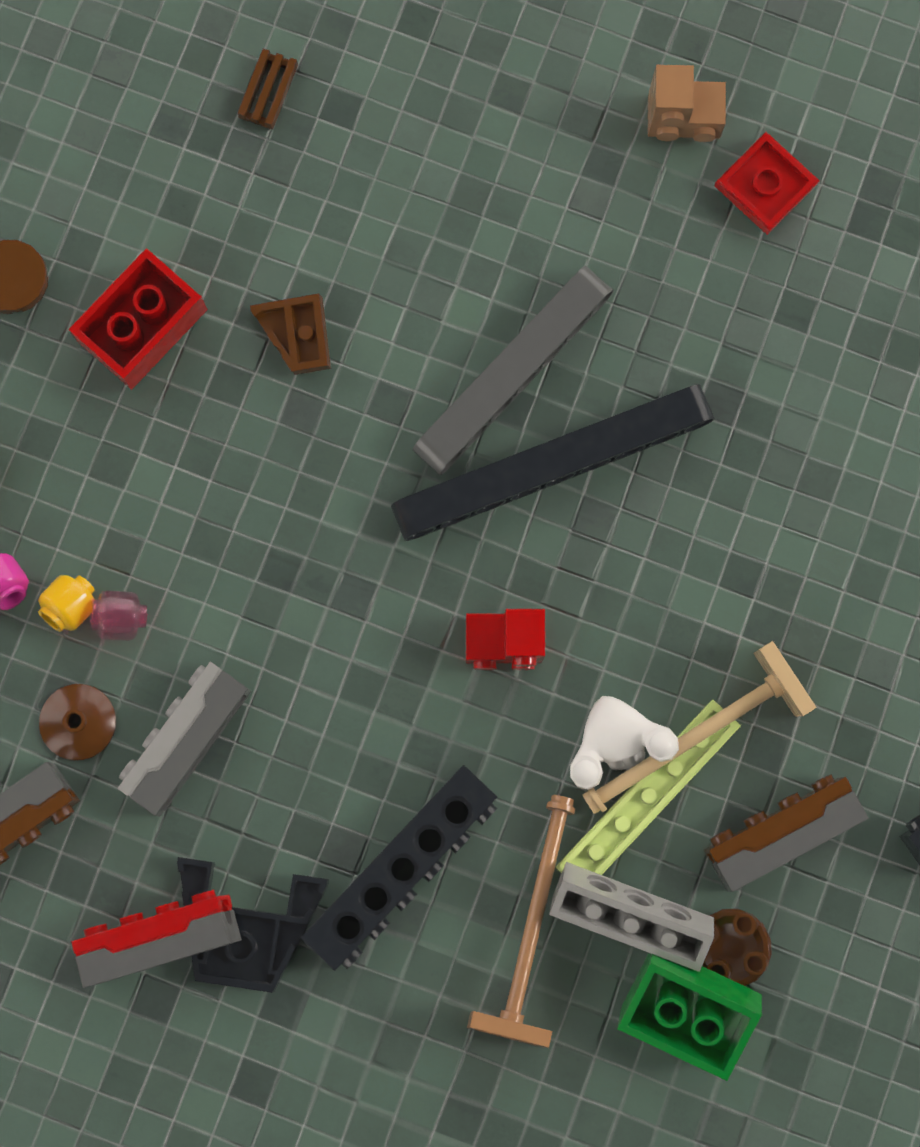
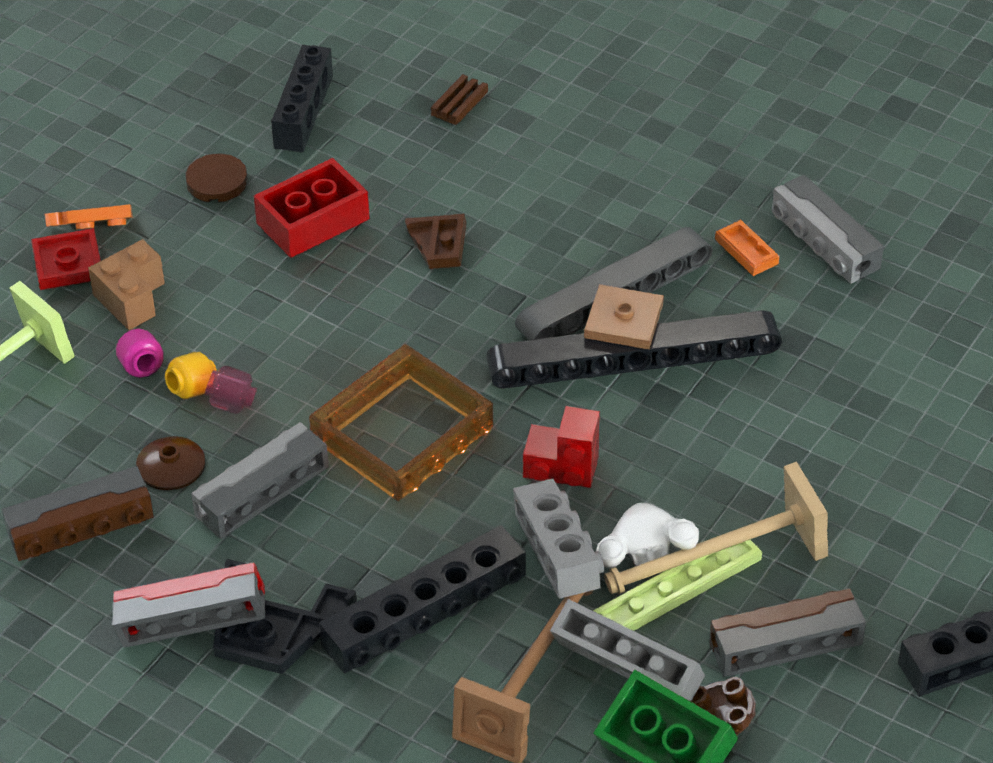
camera: 15 degrees right, 35 degrees down
(80, 130) = (302, 98): none -> black brick
(270, 587) = (374, 386): none -> clear orange window
(537, 433) = (624, 316): none -> medium nougat plate
(548, 823) = (558, 538): none -> light grey brick
(650, 276) = (747, 247): none -> orange plate
(685, 106) = (795, 148): medium nougat brick -> none
(736, 231) = (827, 229): none -> light grey piece
(766, 183) = (865, 201): red plate -> none

